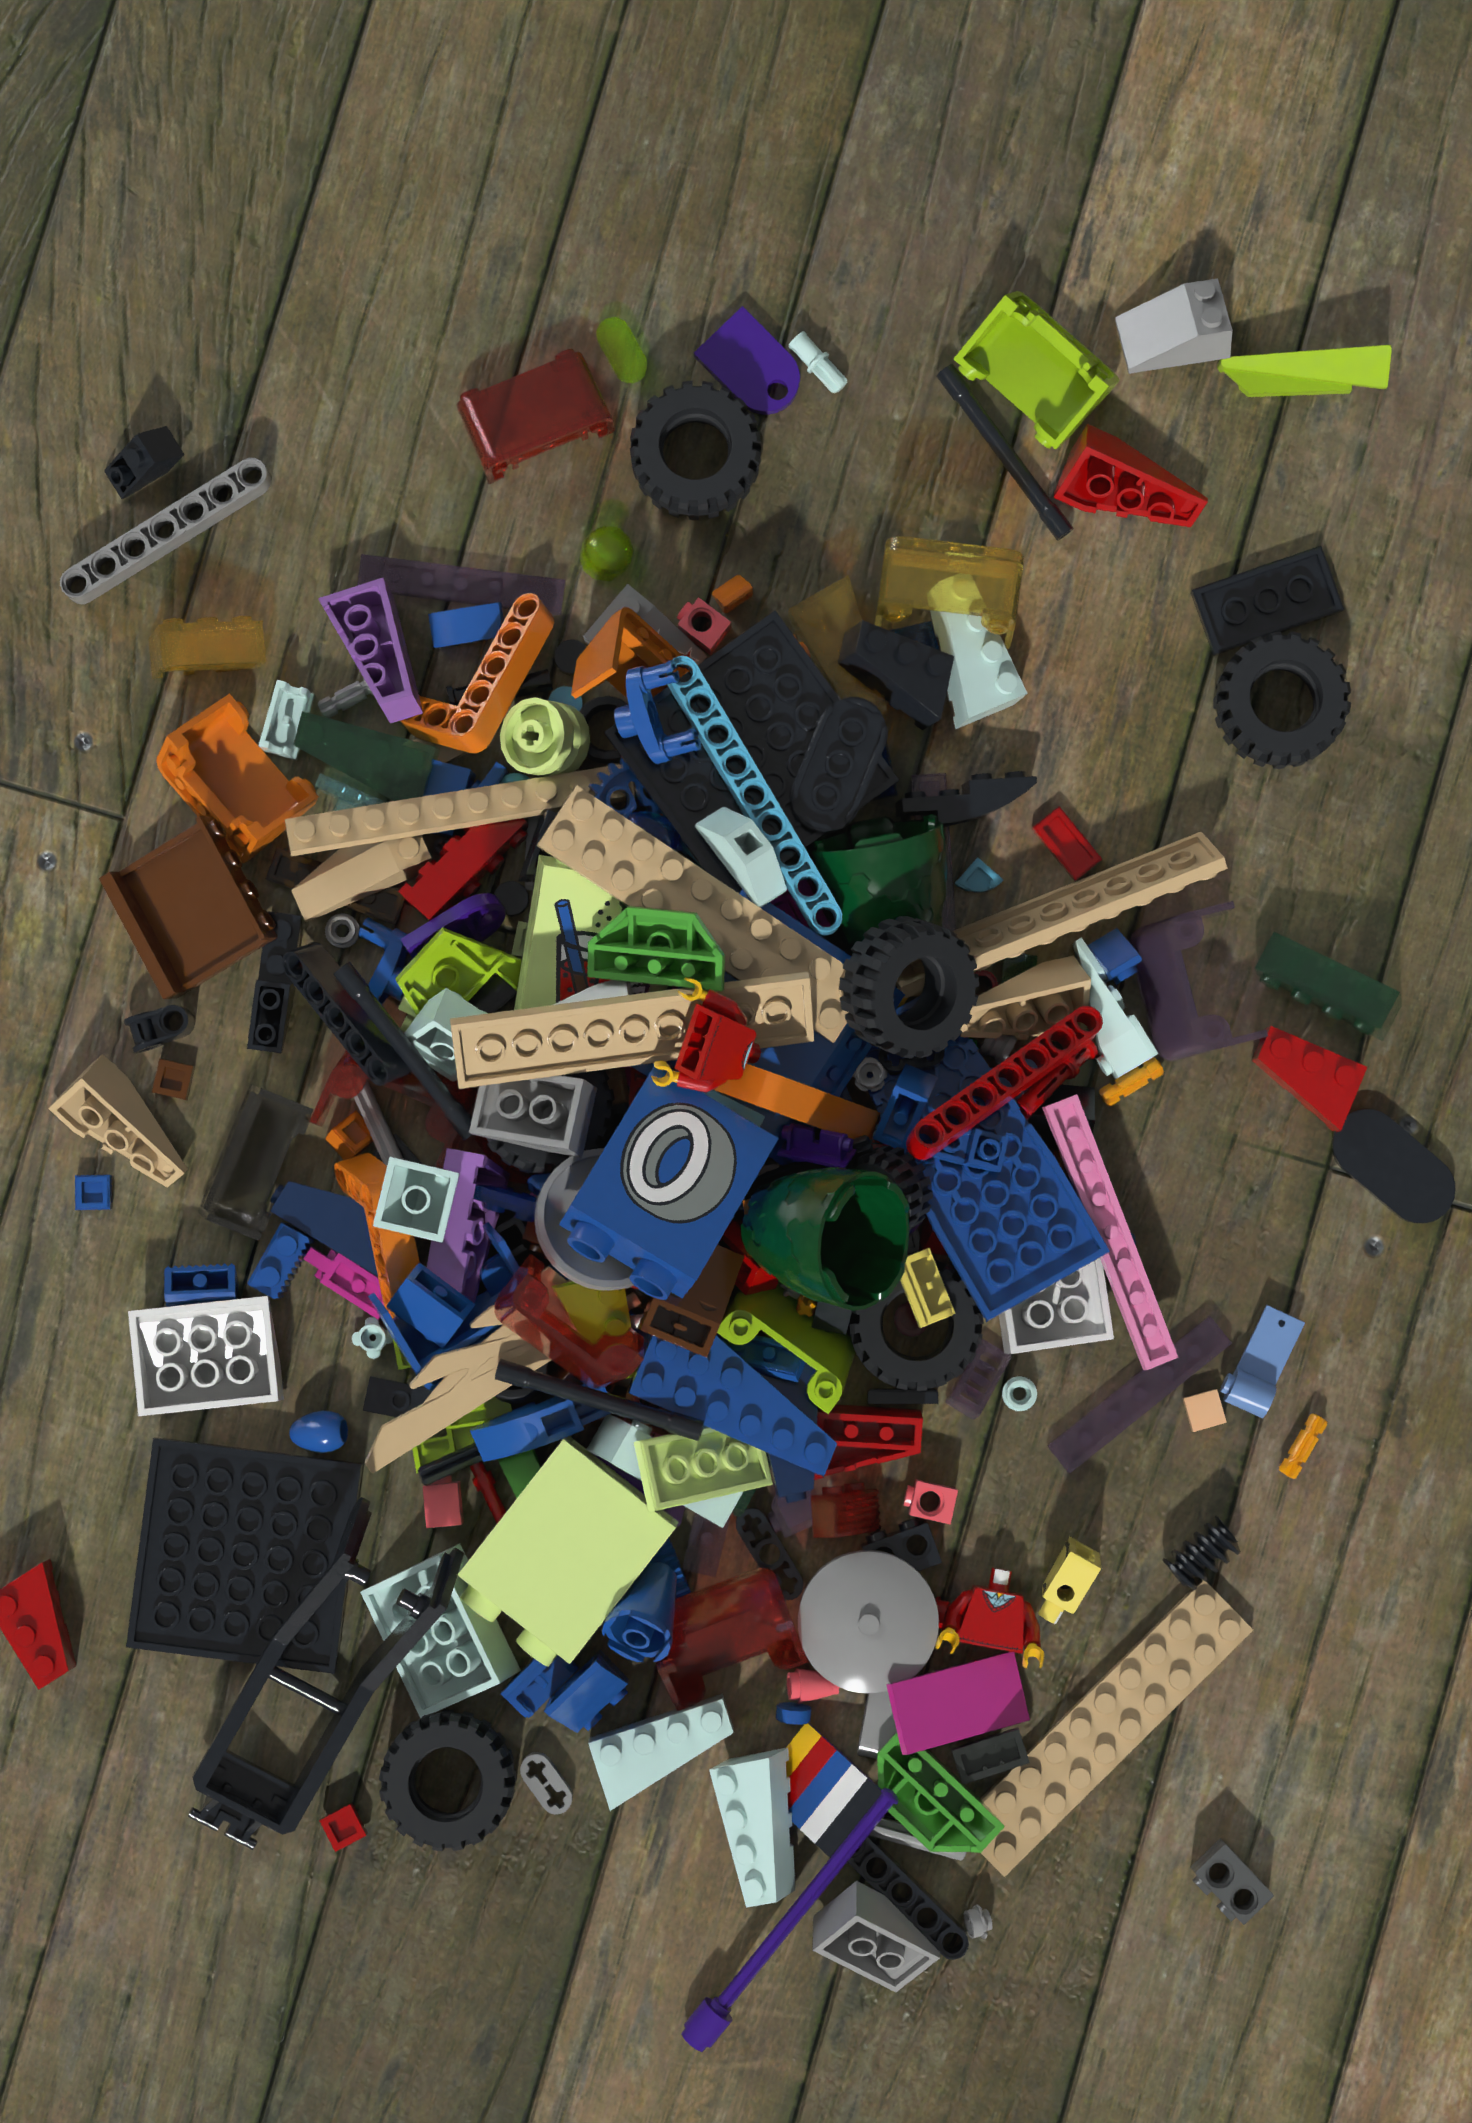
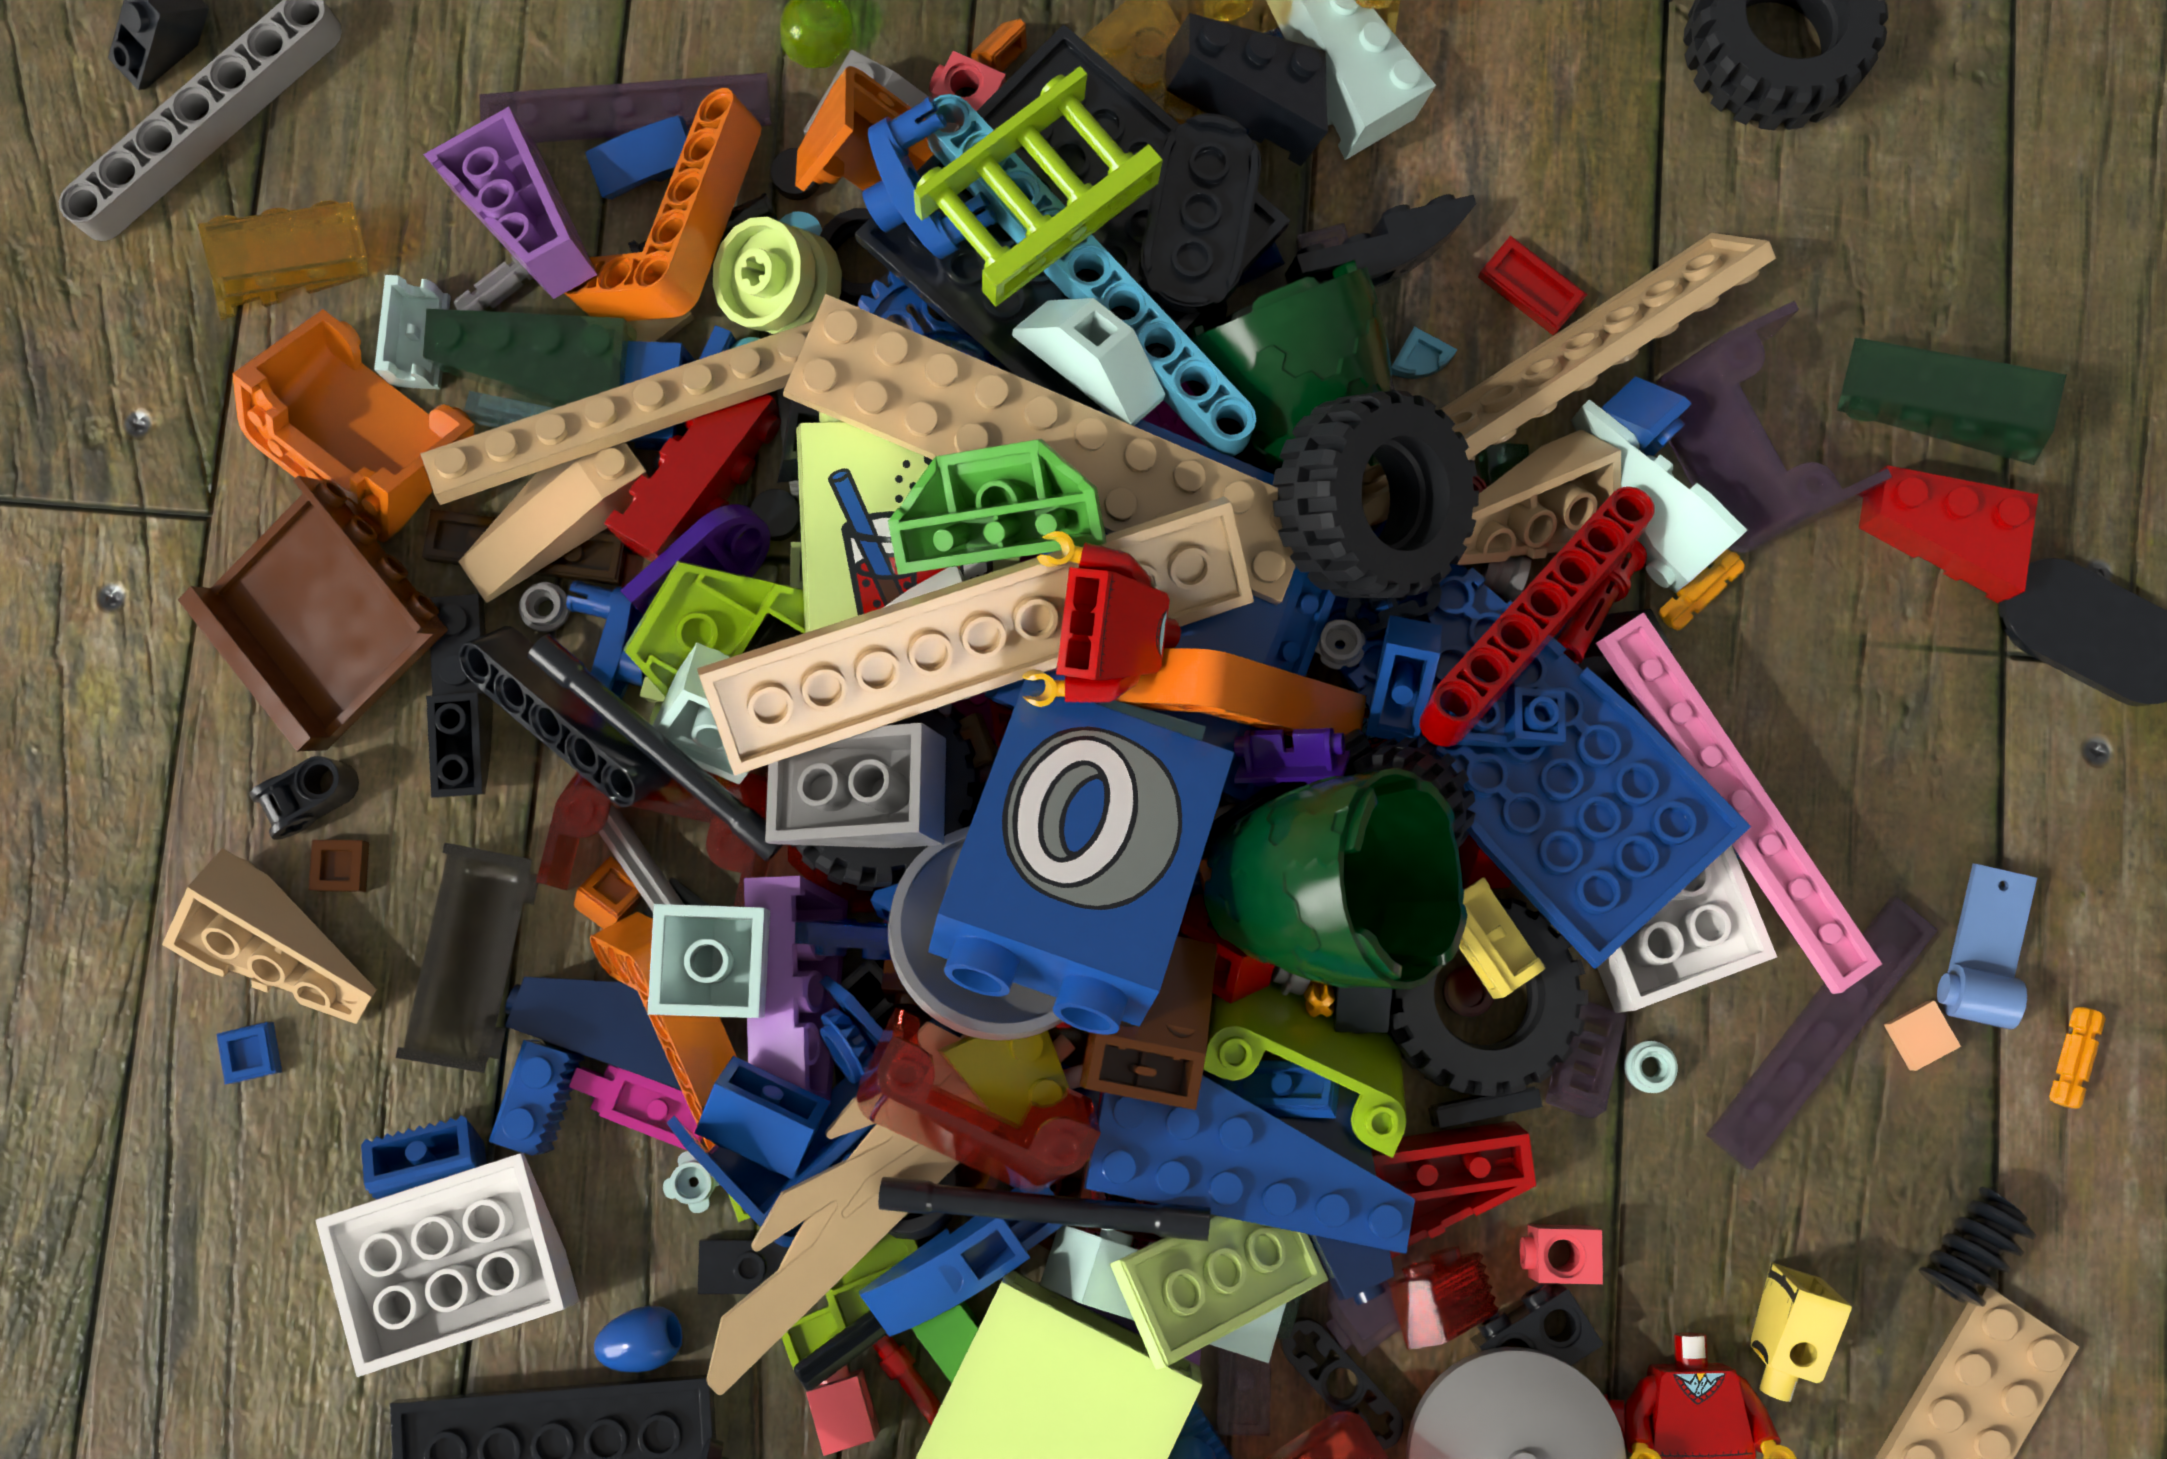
camera: 10 degrees left, 5 degrees down
(492, 1270) = (845, 1044): none -> blue gear
(760, 755) = (1046, 236): none -> lime fence

